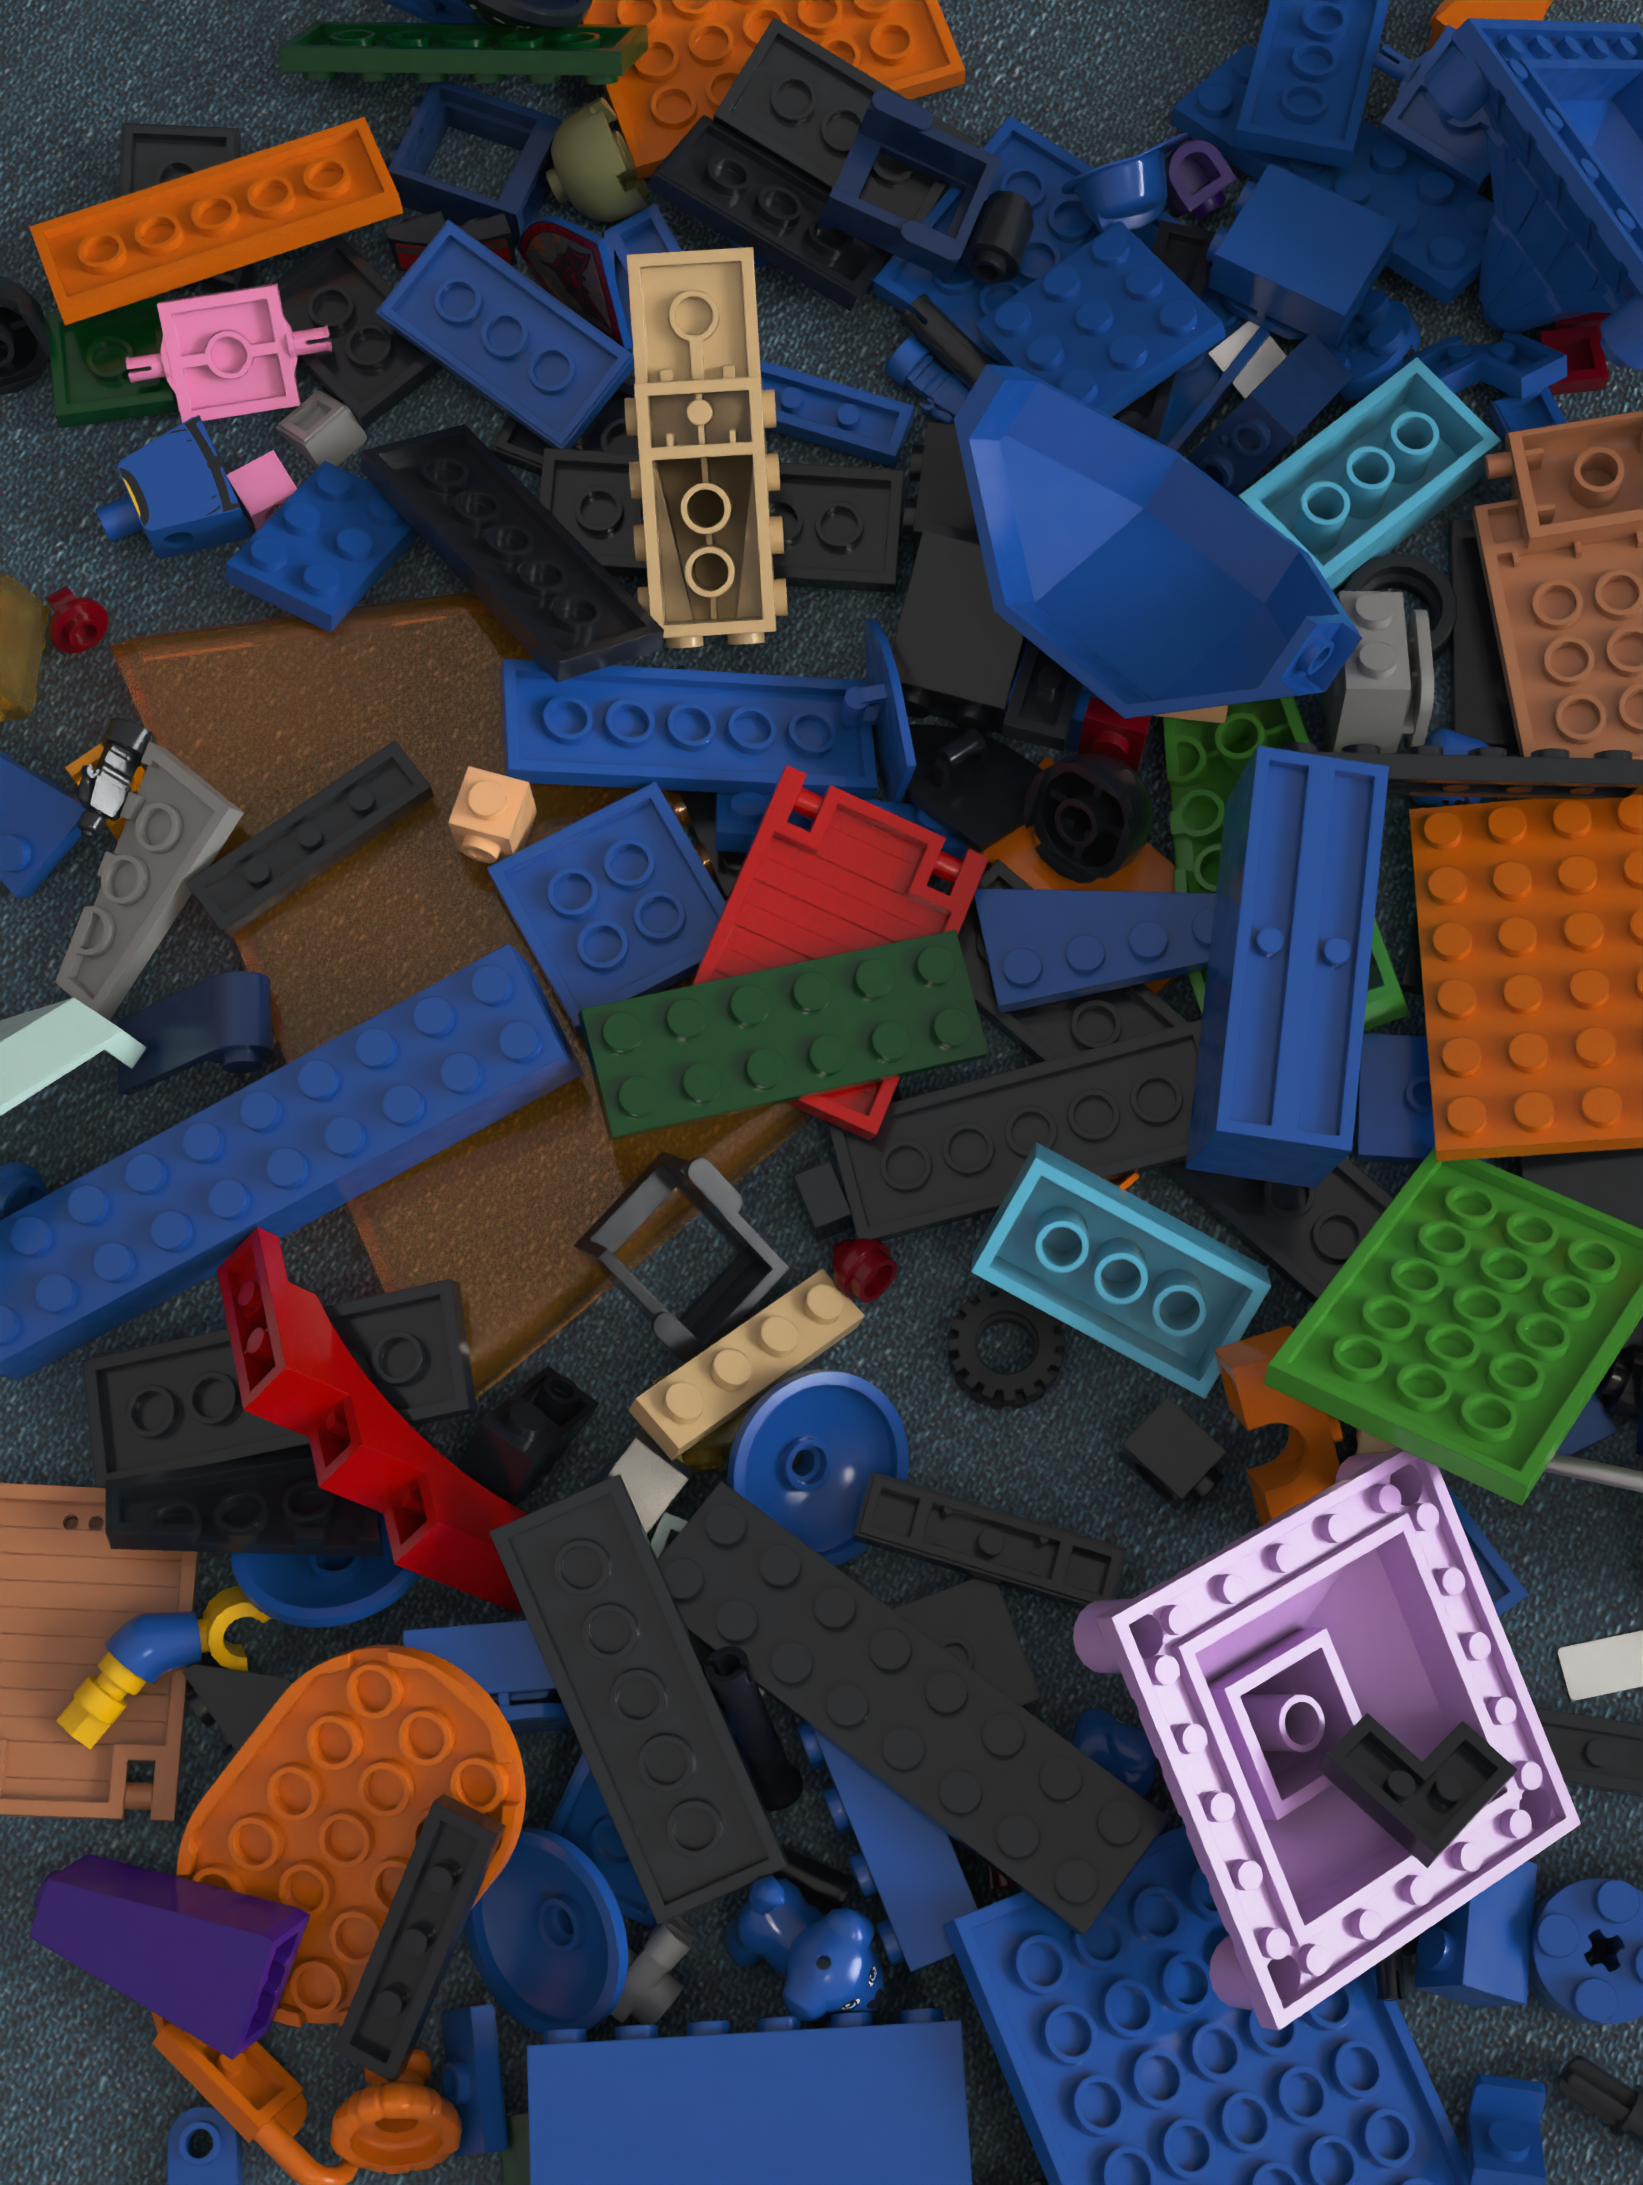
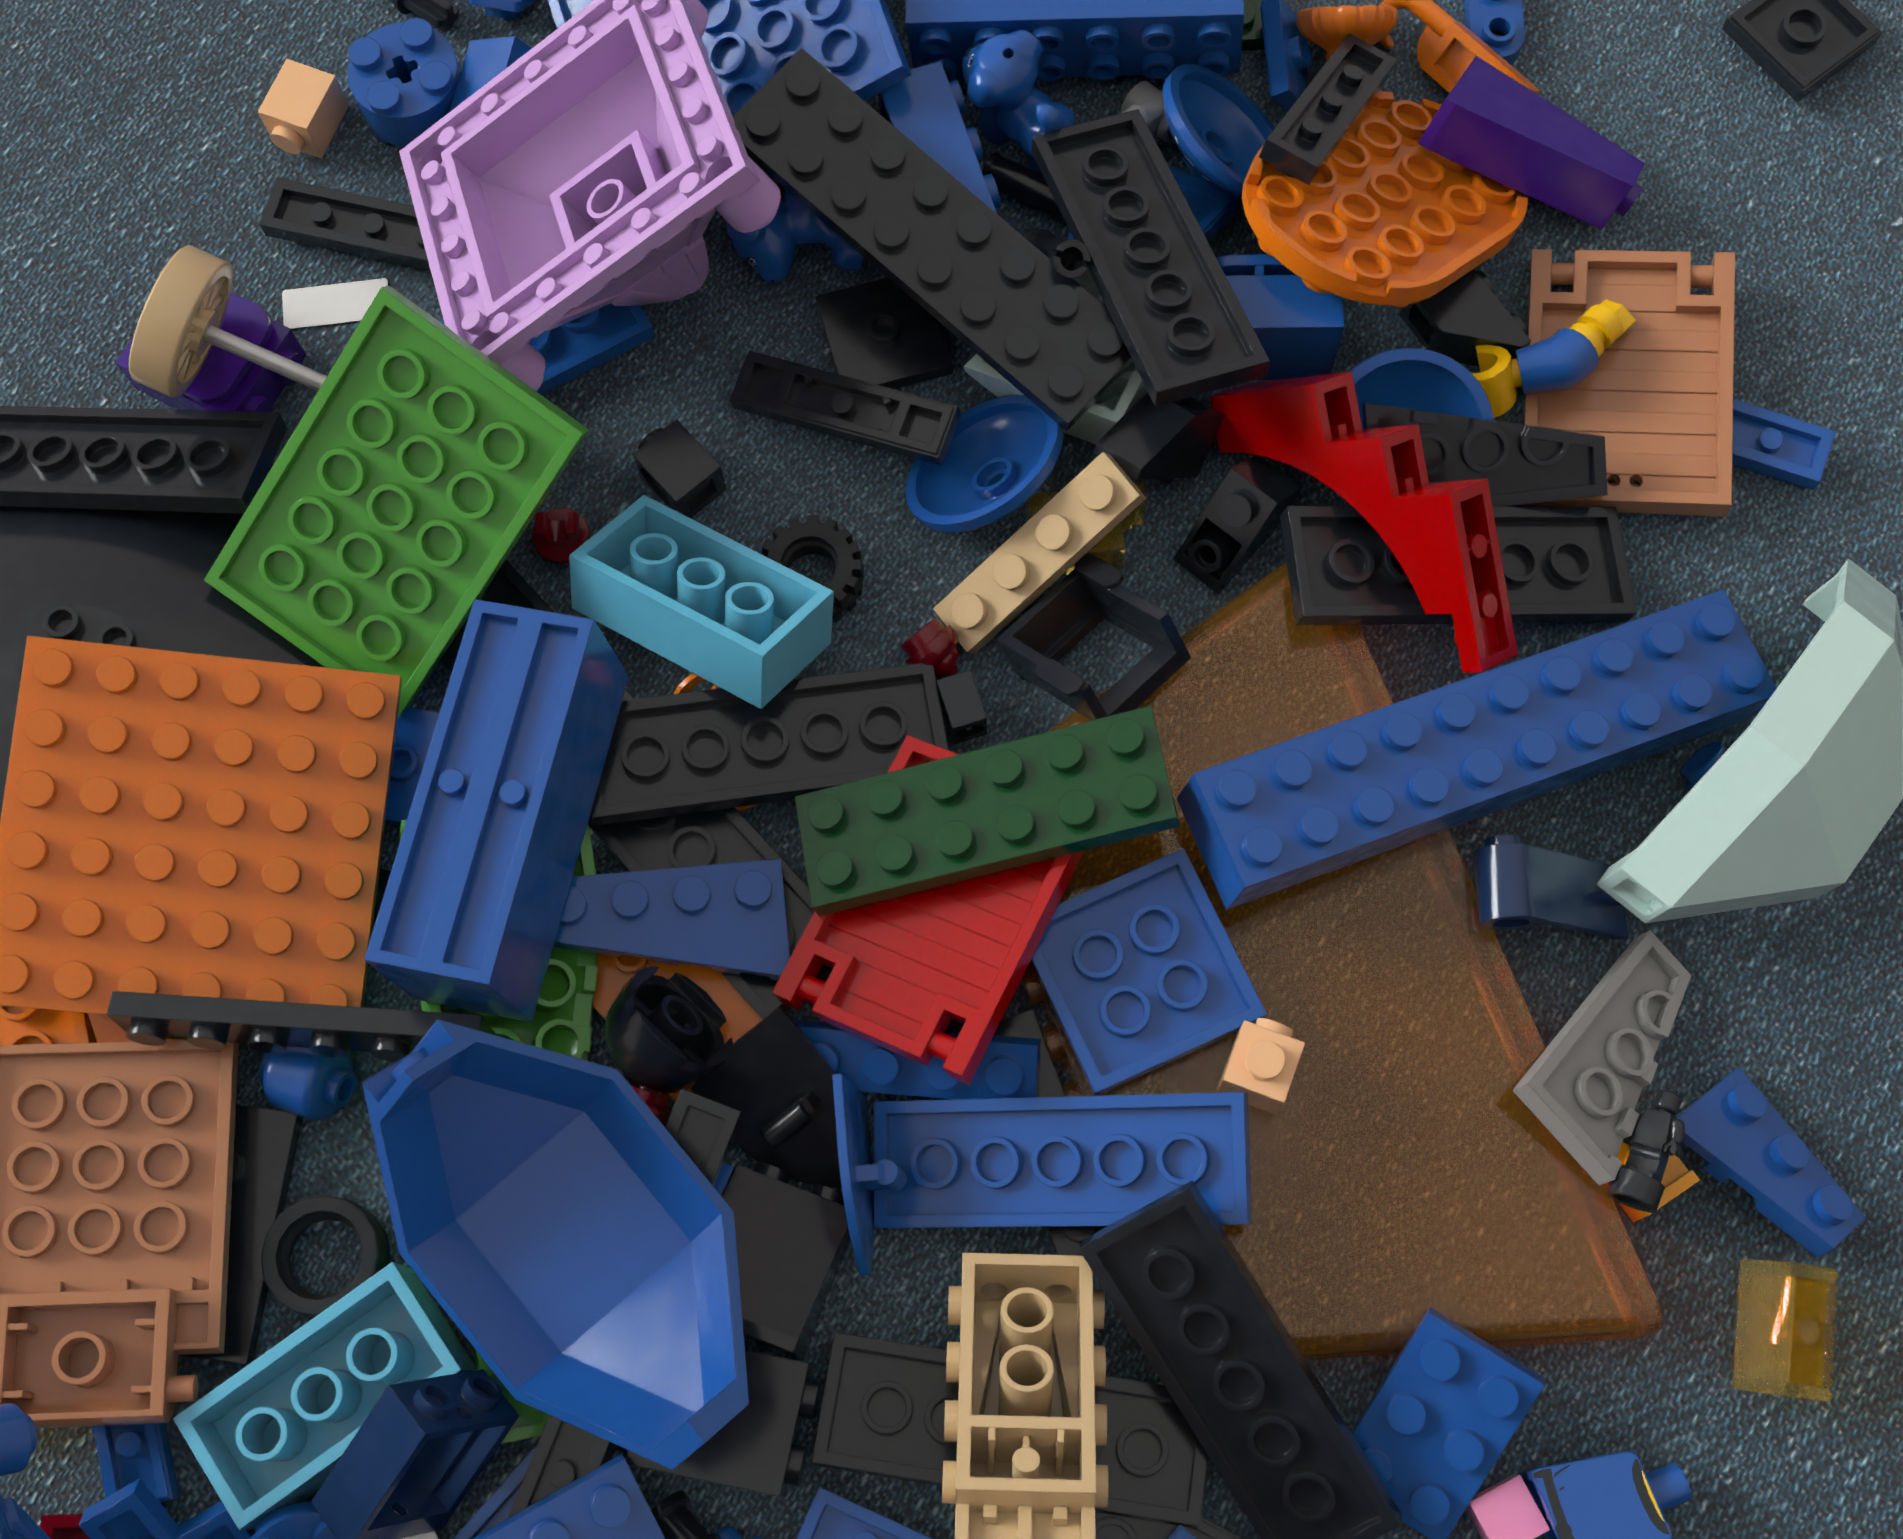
camera: 175 degrees left, 0 degrees up
(76, 621) = (1701, 1364): dark red plate -> none
(310, 839) = (1443, 1067): black plate -> none
(1309, 1457) = (591, 485): orange arch -> none
(1385, 681) = (337, 1149): light grey brick -> none
(1416, 1800) = (517, 123): black plate -> none

